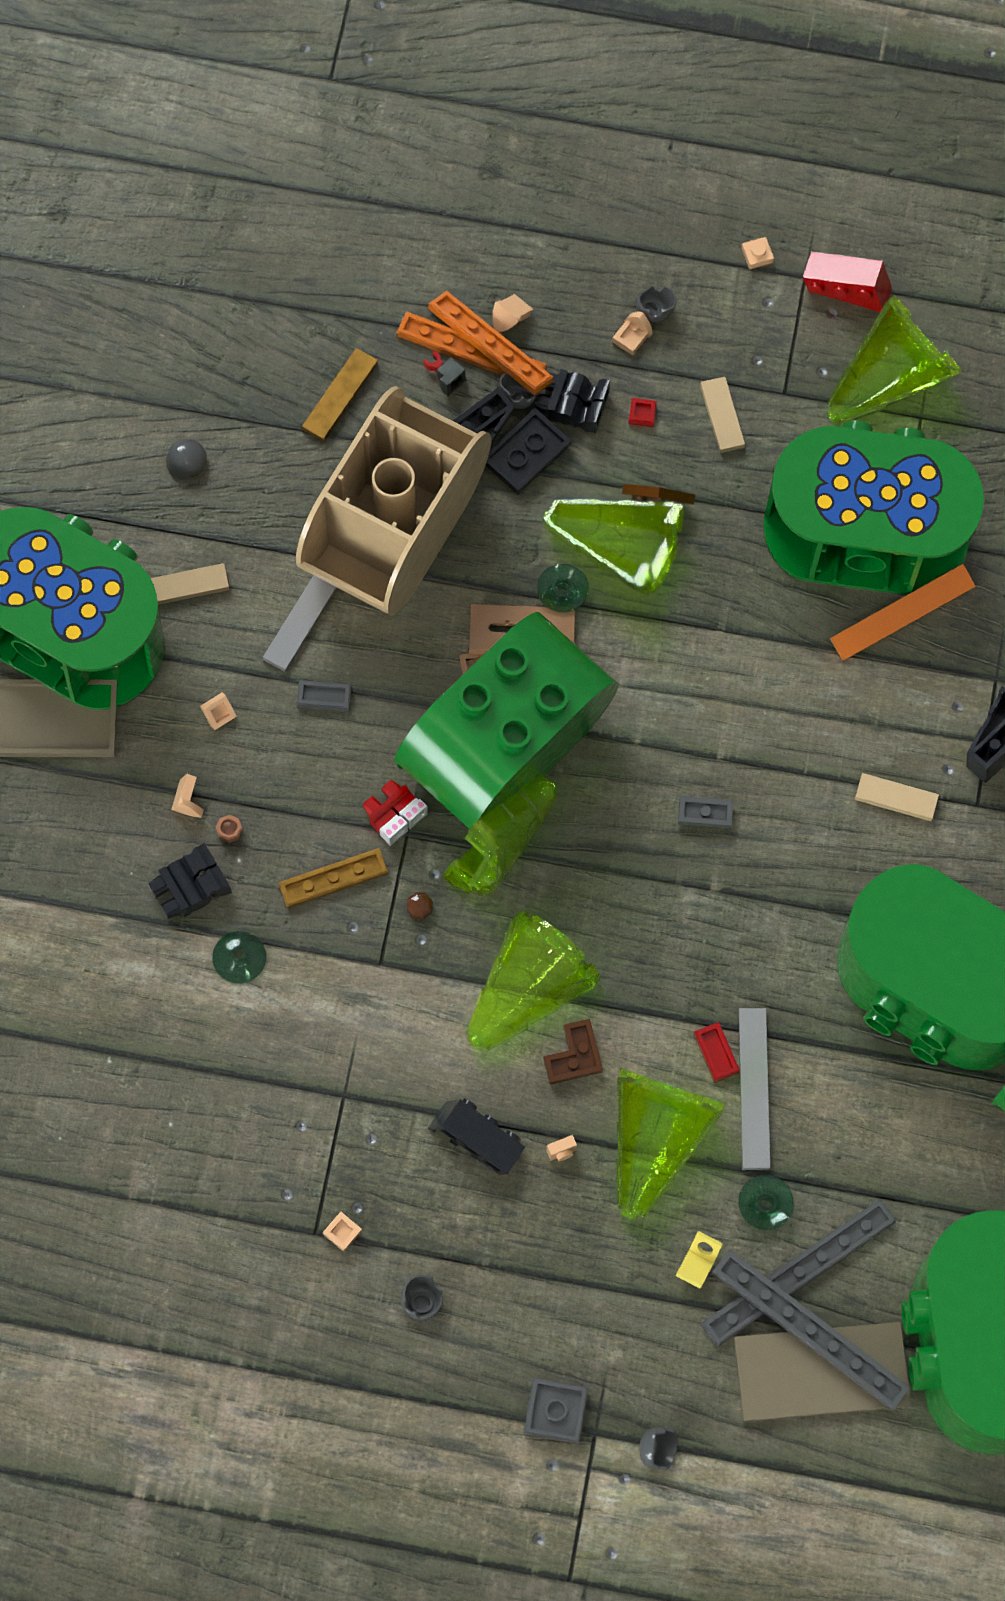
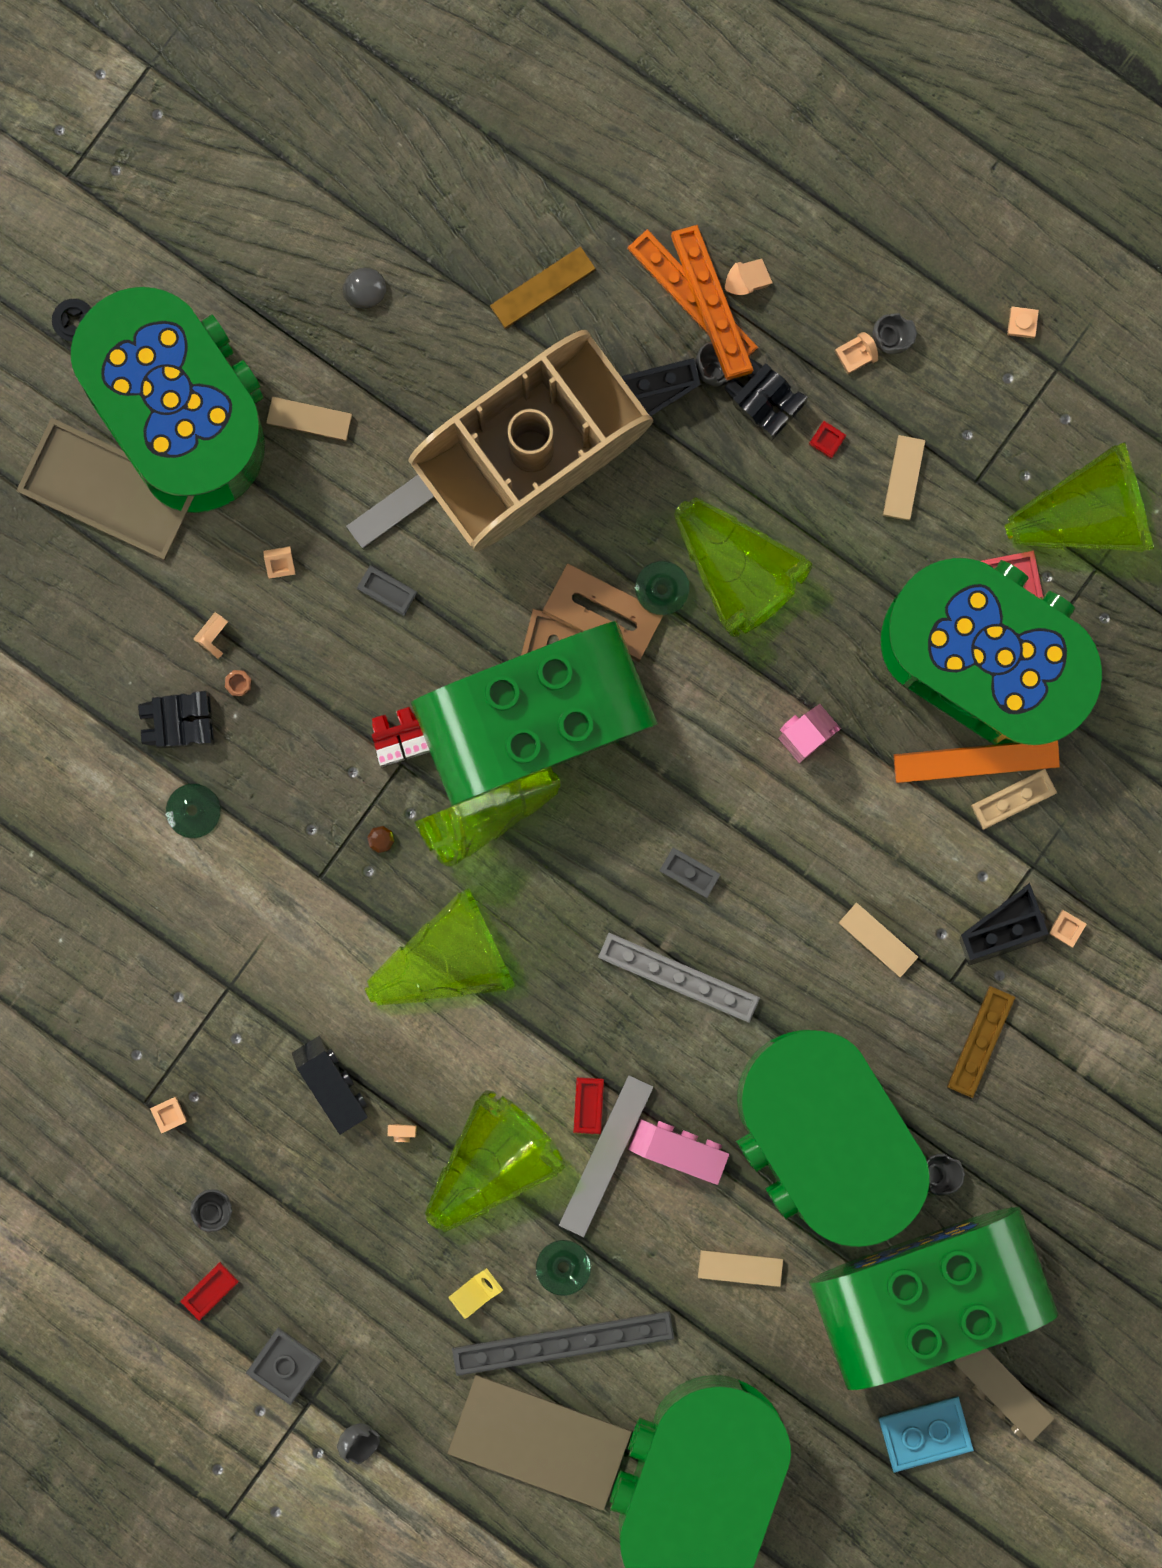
camera: 25 degrees right, 15 degrees up
(333, 878) = (313, 775): pearl gold tile -> none
(449, 373) = (658, 314): pearl dark grey piece -> none
(454, 1375) = (209, 1291): none -> red tile
(527, 451) = (695, 430): black plate -> none
(581, 1058) = (462, 1054): reddish brown plate -> none
(657, 494) = (796, 538): reddish brown plate -> none
(740, 906) = (678, 977): none -> light grey tile
(746, 650) = (808, 733): none -> bright pink wedge
(811, 1330) = (545, 1403): dark grey plate -> none
(816, 1050) = (679, 1150): none -> bright pink wedge
(848, 279) = (1095, 395): wedge -> none
(922, 1132) = (740, 1268): none -> tan tile
(950, 630) = (1014, 799): none -> tan tile

